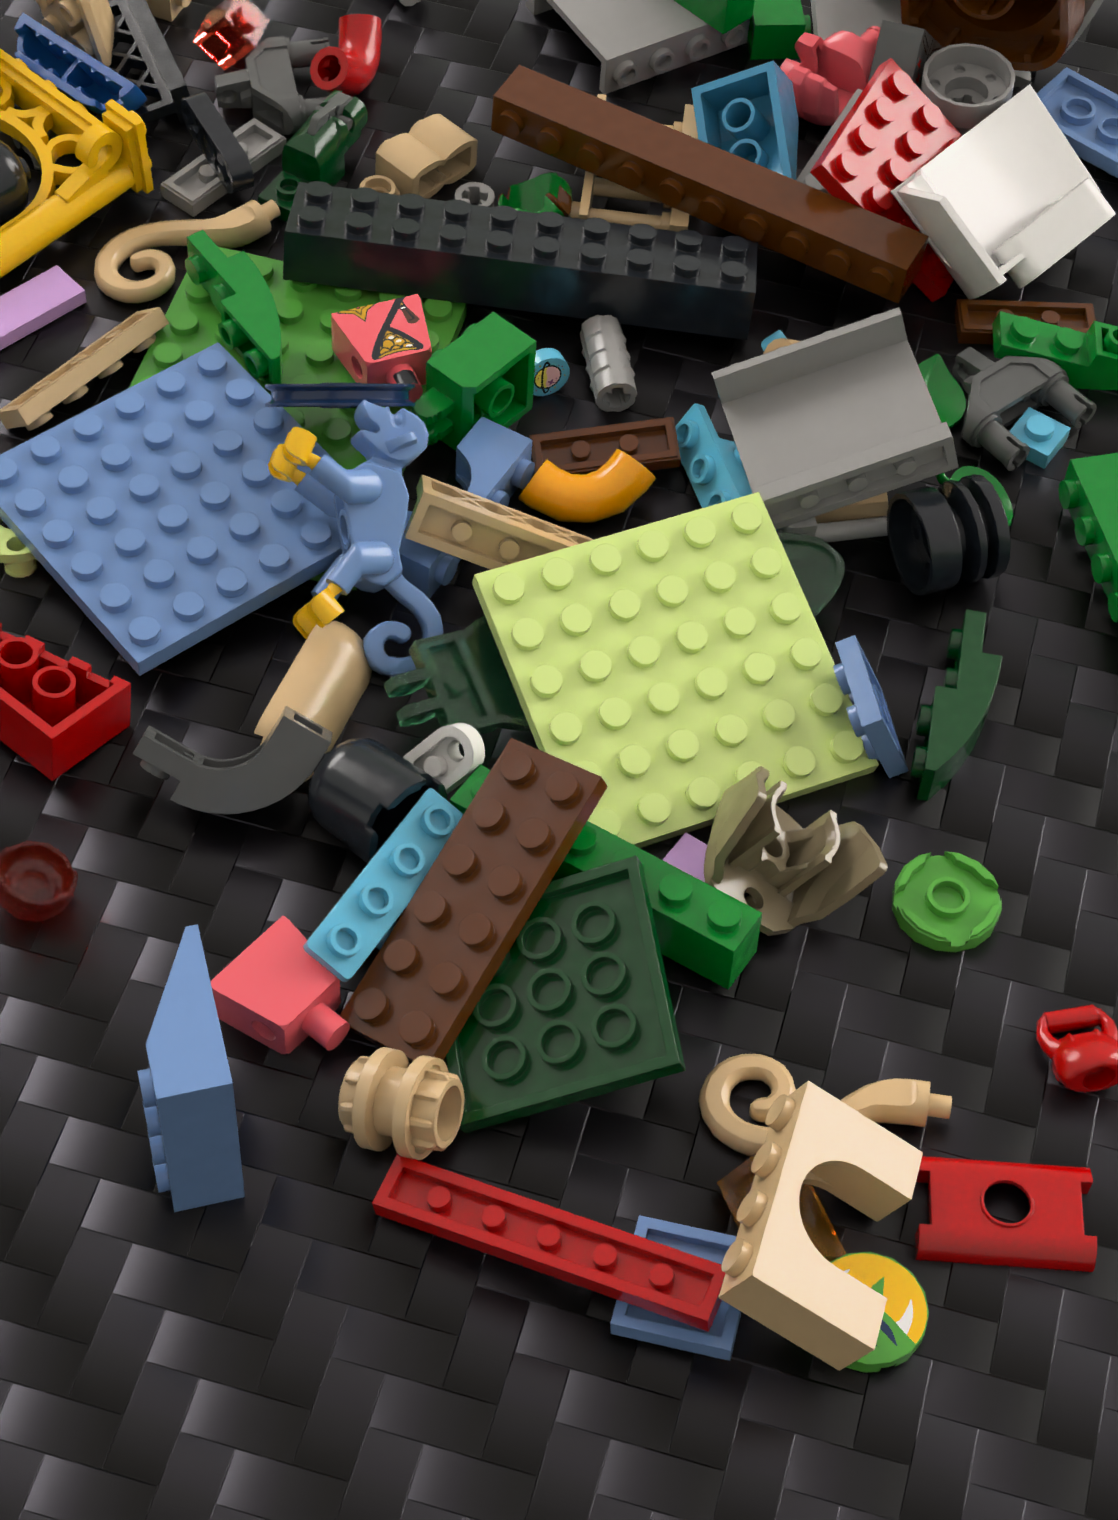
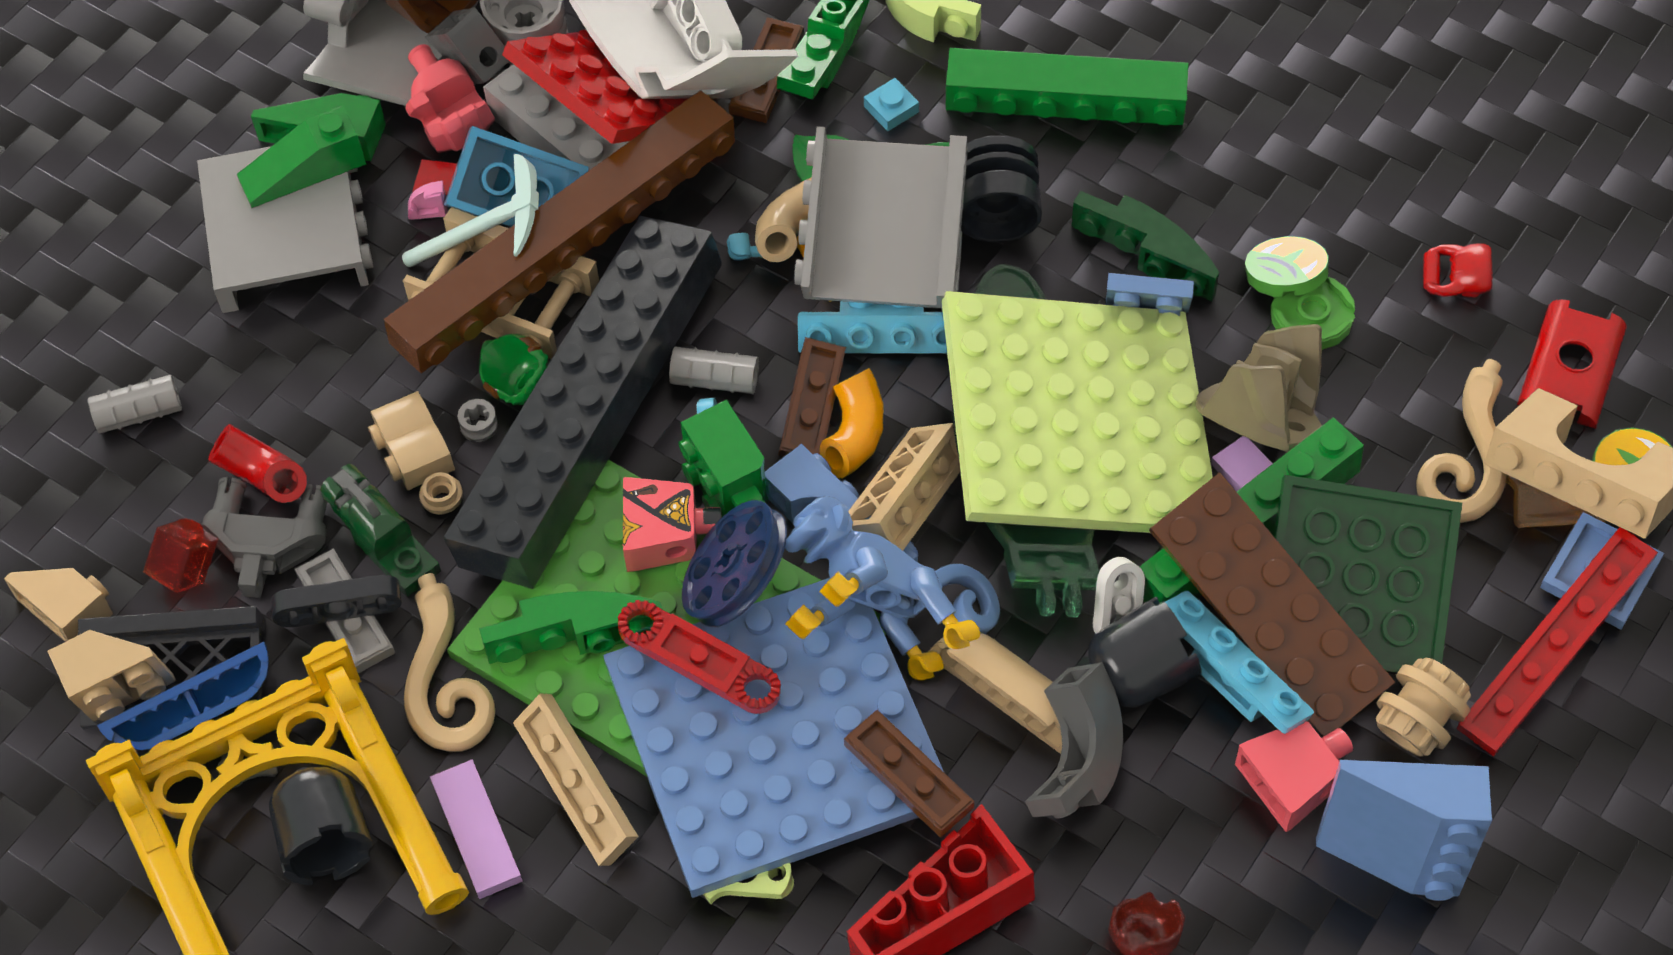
camera: 65 degrees left, 5 degrees up
(143, 607) = (909, 773): none -> reddish brown tile
(223, 400) = (699, 656): none -> red plate
(689, 126) = (521, 206): none -> light aqua piece
(990, 851) = (1287, 266): none -> tile
(1004, 391) = (846, 109): dark grey connector -> none

